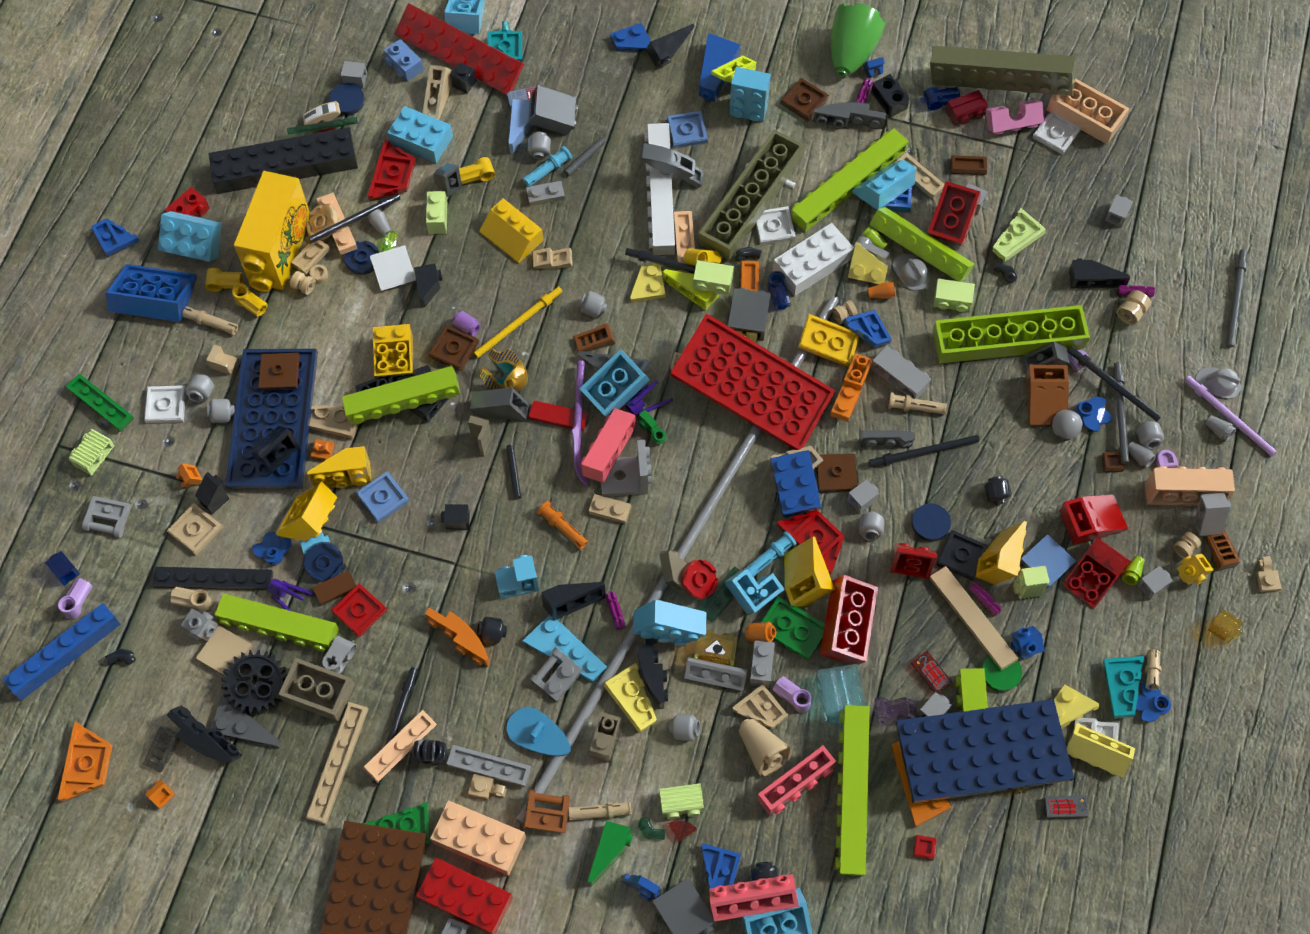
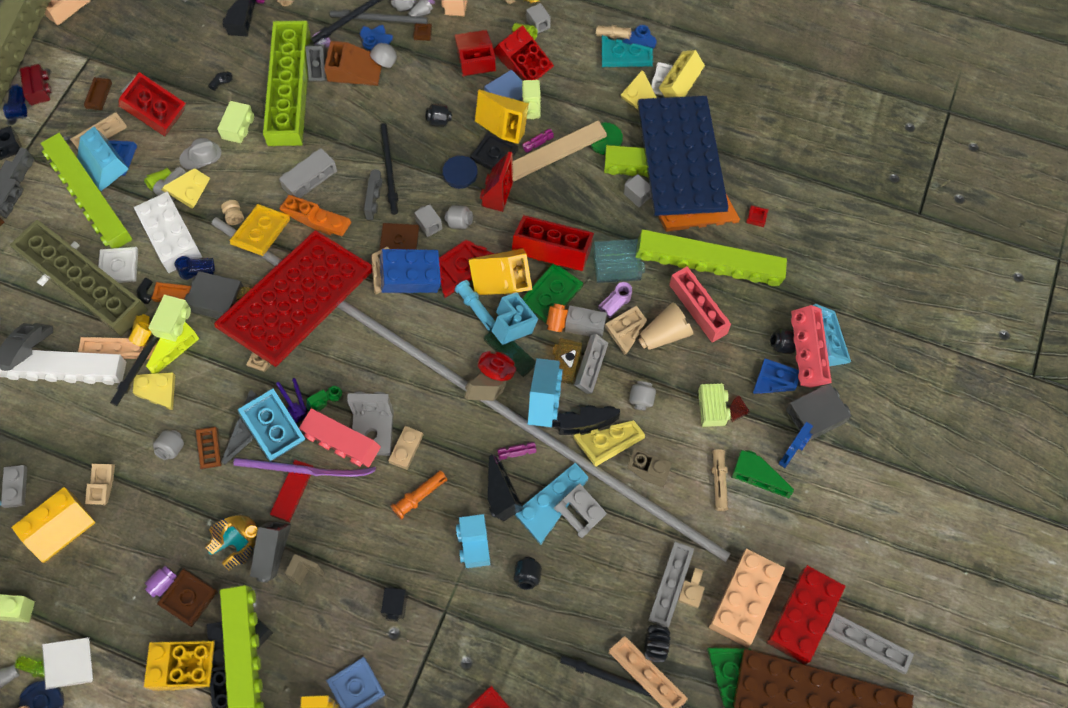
camera: 85 degrees left, 0 degrees up
(427, 282) = (95, 623): black slope -> none
(465, 638) = (535, 600): orange slope -> none
(513, 472) = (365, 540): black bar -> none
(537, 733) = (638, 535): dark azure shield -> none
(545, 300) = (151, 495): yellow bar -> none
(545, 818) = (728, 529): dark orange plate -> none
(649, 831) = (740, 437): clear green arm -> none
(869, 328) = (255, 194): blue wing -> none
(883, 291) = (216, 177): orange cone -> none
(890, 711) = (637, 219): clear purple brick -> none
(922, 244) = (175, 138): lime brick -> none
(931, 672) = (602, 190): tile -> none
(940, 408) = (339, 173): tan pin -> none
(1019, 234) = (184, 64): yellowish green wing -> none
(1027, 642) = (583, 112): blue brick -> none
(1029, 115) = (58, 57): bright pink arch -> none
(1056, 133) = (84, 21): white tile -> none
(1066, 807) = (725, 110): tile -> none

